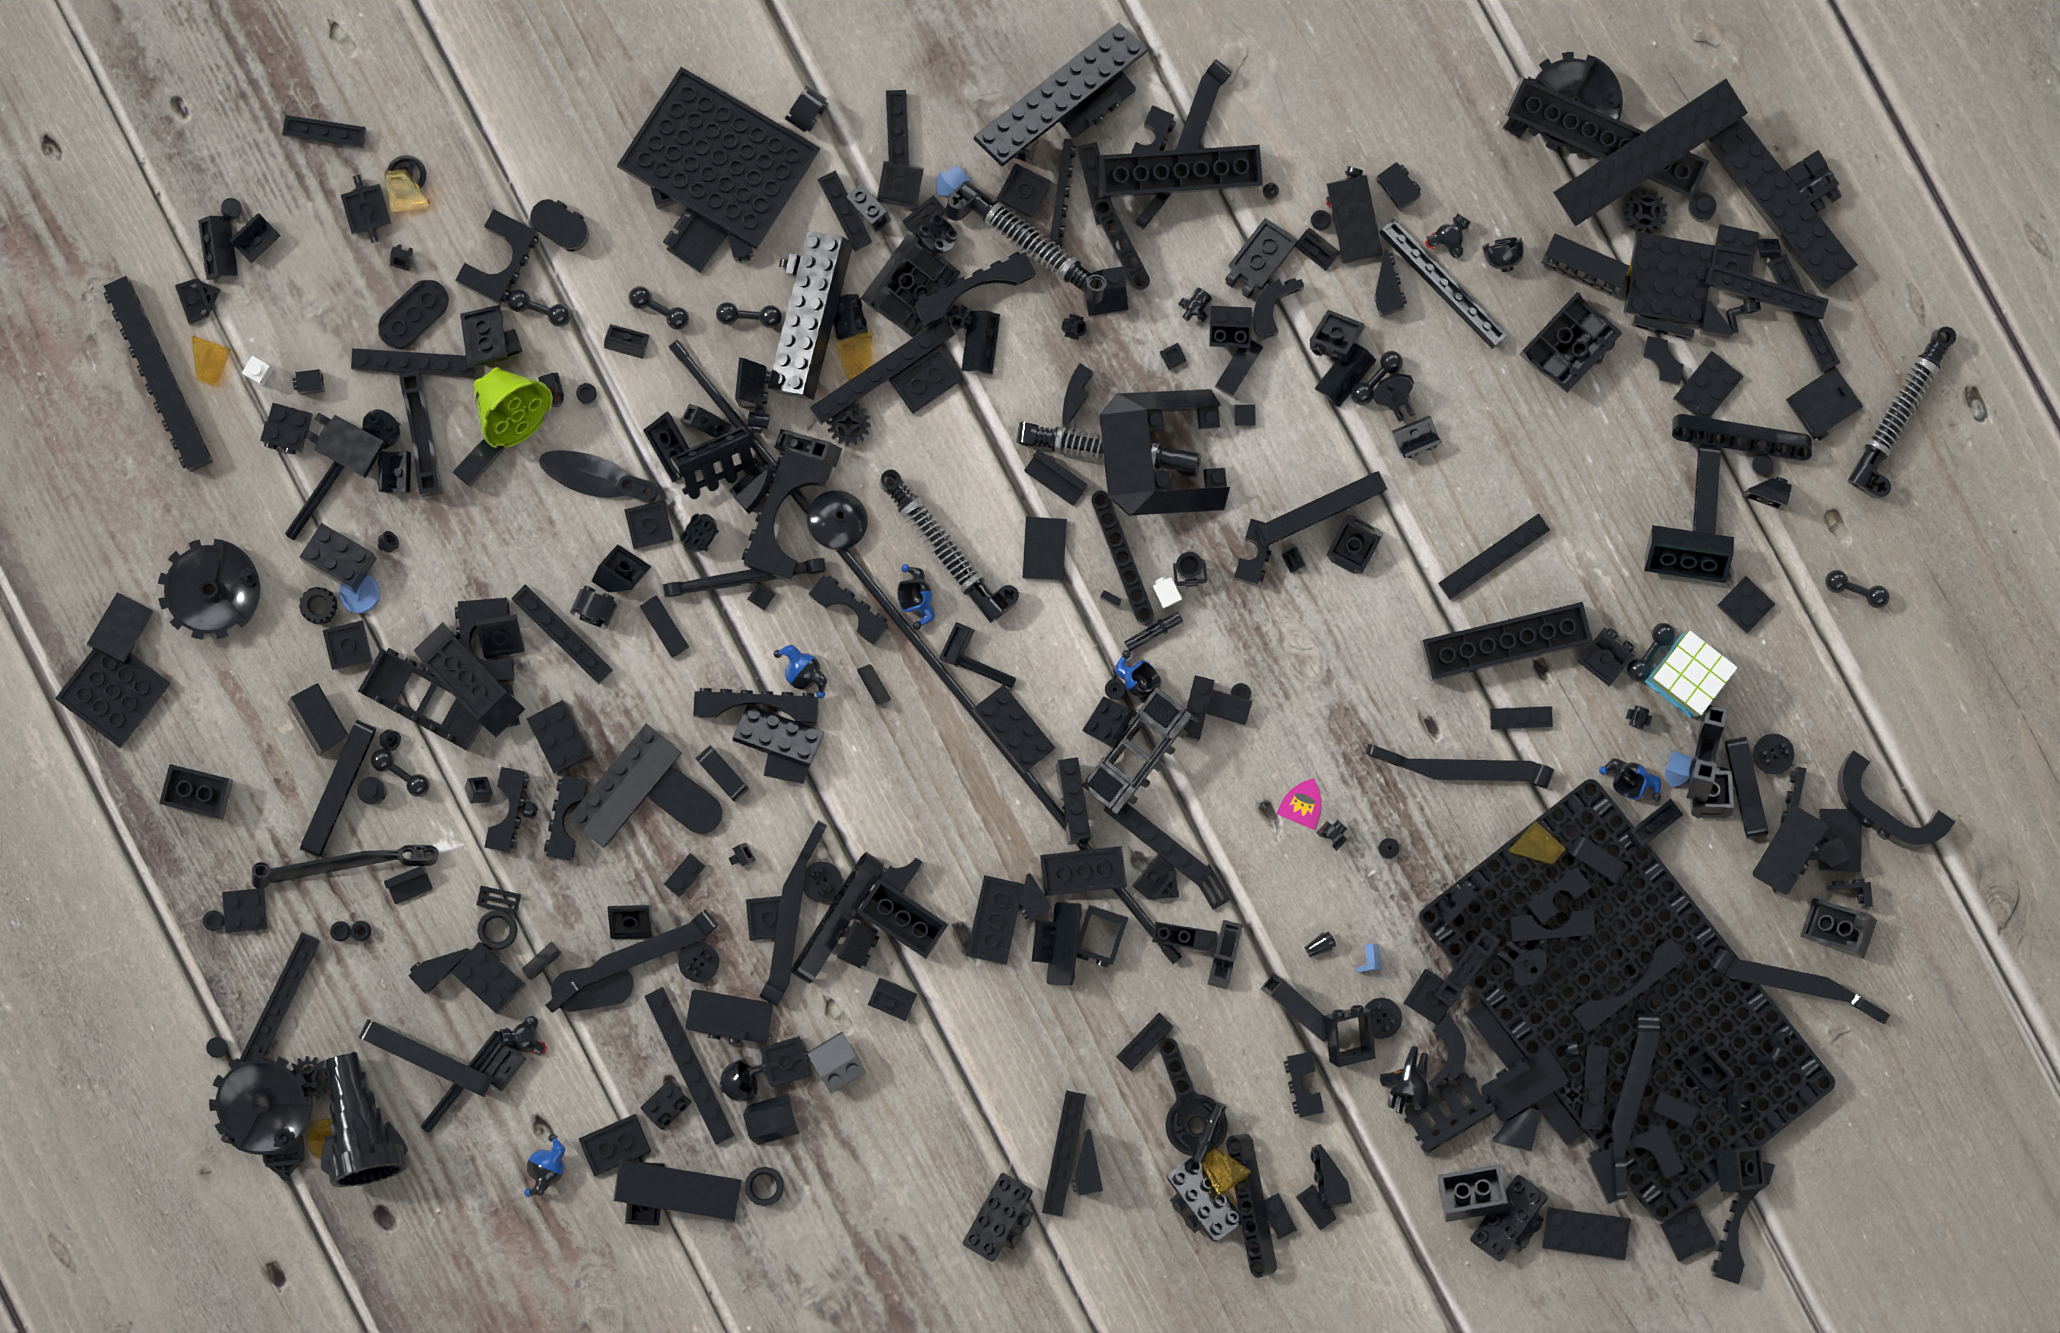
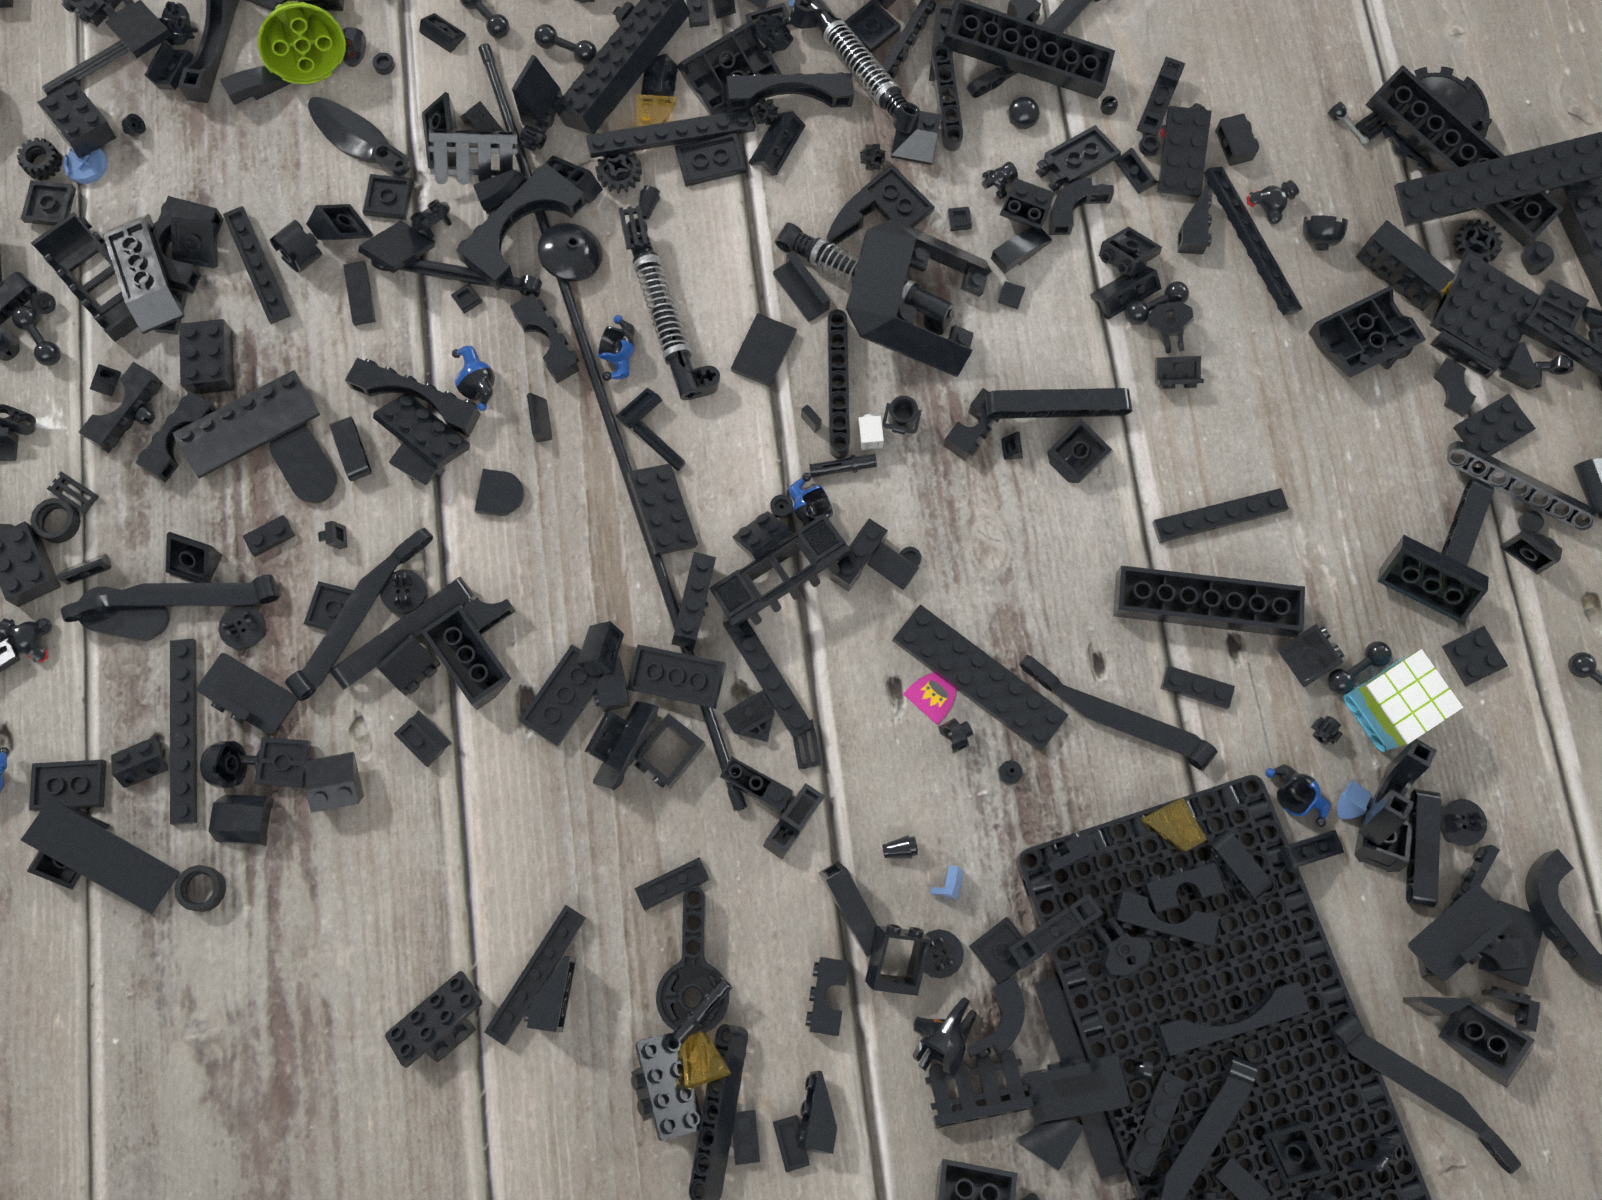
camera: 15 degrees right, 10 degrees down
(683, 574) = (396, 246): none -> black tile
(866, 765) = (498, 493): none -> black tile
(880, 467) = (630, 211): none -> black tile
(887, 444) = (648, 200): none -> black cone
(1011, 871) = (600, 648): none -> black panel
(1110, 358) = (899, 198): none -> black tile
(1194, 228) = (1023, 112): none -> black hair
(1315, 169) = (1160, 96): none -> black slope
(1336, 776) = (980, 678): none -> black plate
(1483, 122) = (1339, 112): none -> hinge
(1790, 914) = (1436, 1005): none -> black slope

